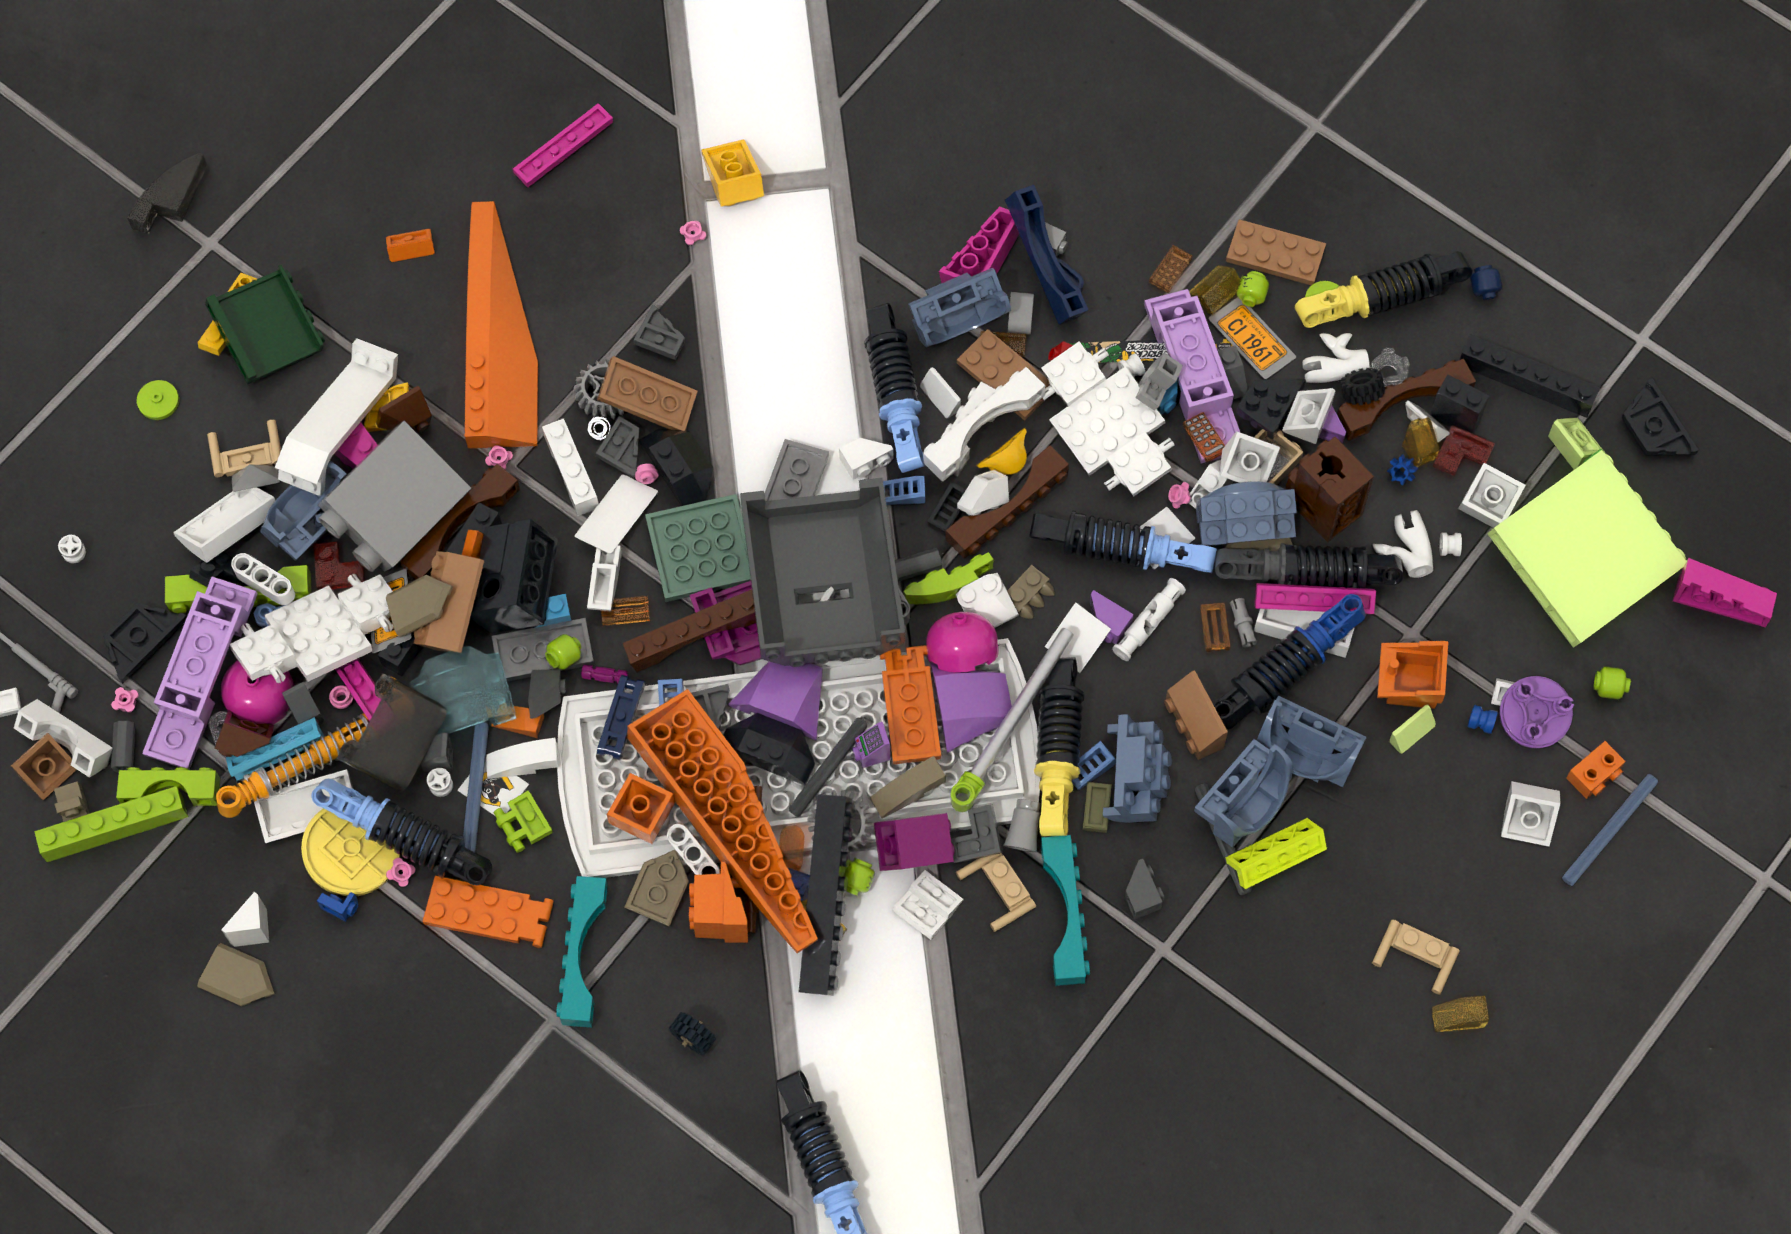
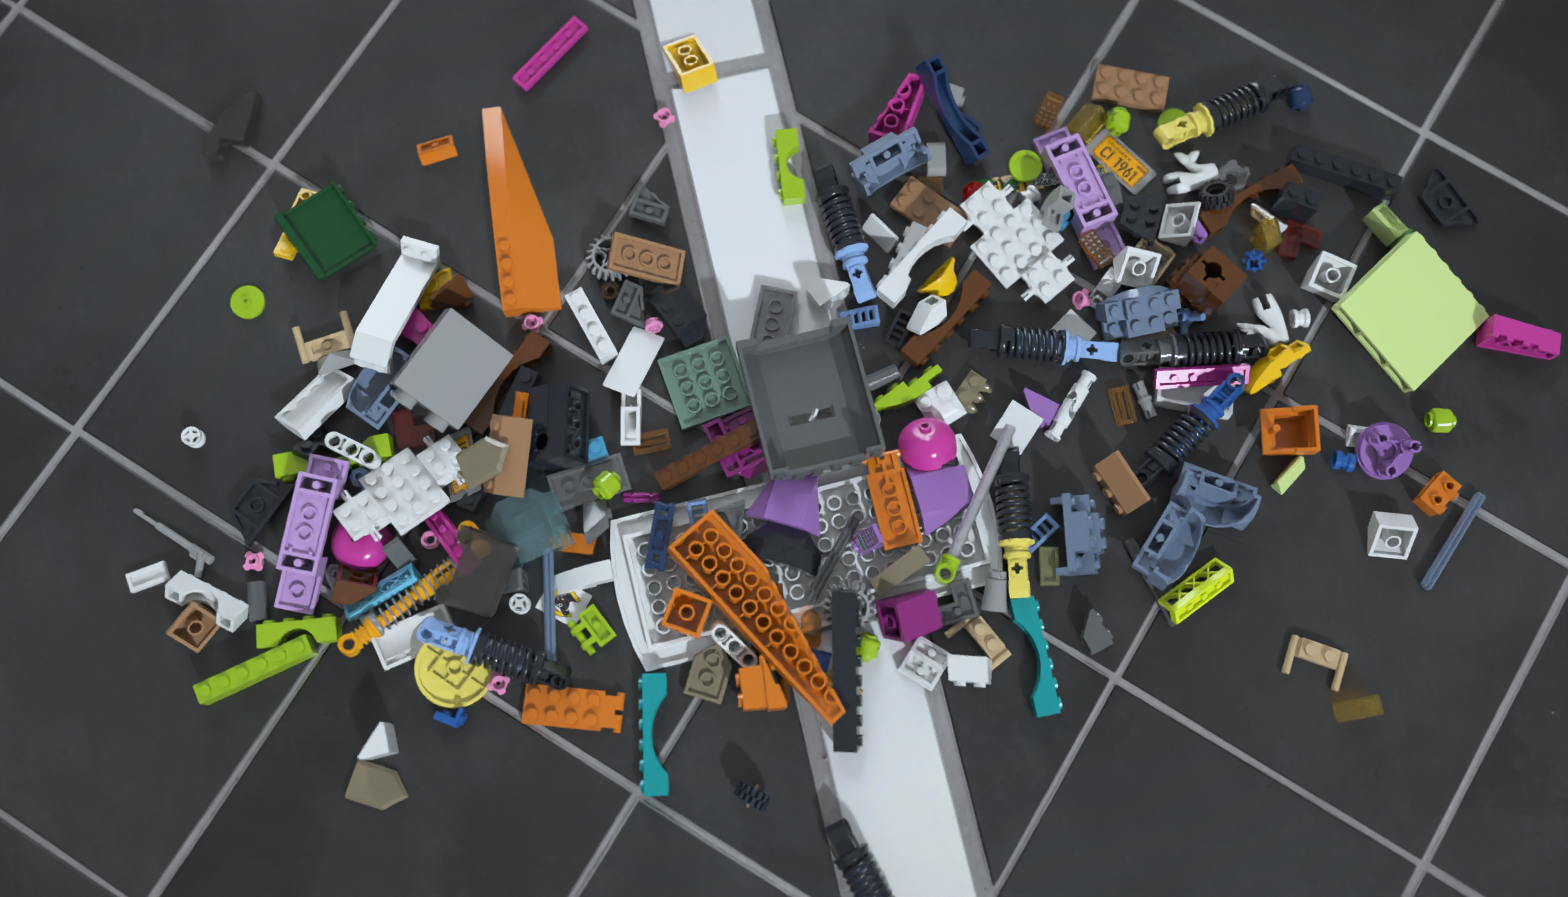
camera: 10 degrees left, 10 degrees up
(71, 801) = (221, 656): dark tan brick -> none
(838, 328) = (792, 188): none -> lime arch
(979, 913) = (969, 670): none -> white slope
(1131, 332) = (1025, 166): none -> lime piece
(1307, 529) = (1186, 317): none -> medium blue piece
(1401, 598) = (1268, 368): none -> yellow slope

